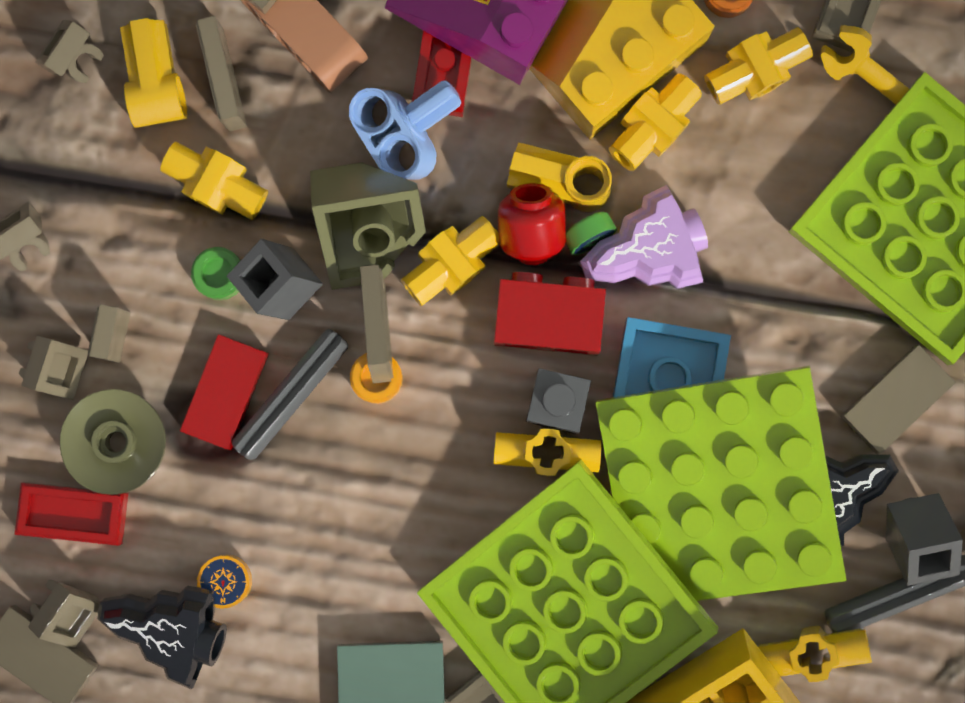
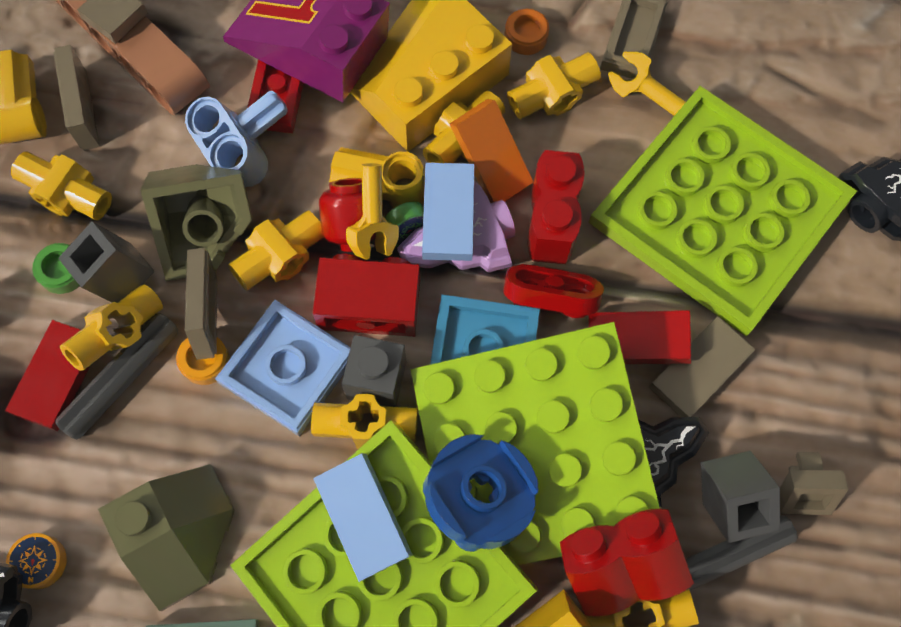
camera: 10 degrees left, 15 degrees down
(285, 348) = (95, 339): none -> yellow axle
(358, 558) = (171, 532): none -> olive slope
(463, 387) = (285, 367): none -> light blue tile
(550, 557) = (362, 517): none -> light blue tile
(558, 243) = (372, 221): none -> yellow bar
(637, 537) = (459, 514): none -> blue plate
(638, 228) = (448, 212): none -> light blue tile
(686, 155) = (492, 150): none -> orange tile
(746, 312) = (553, 290): none -> red plate
(752, 206) = (555, 207): none -> red brick
(806, 607) = (626, 562): none -> red brick
(840, 365) = (650, 335): none -> red tile

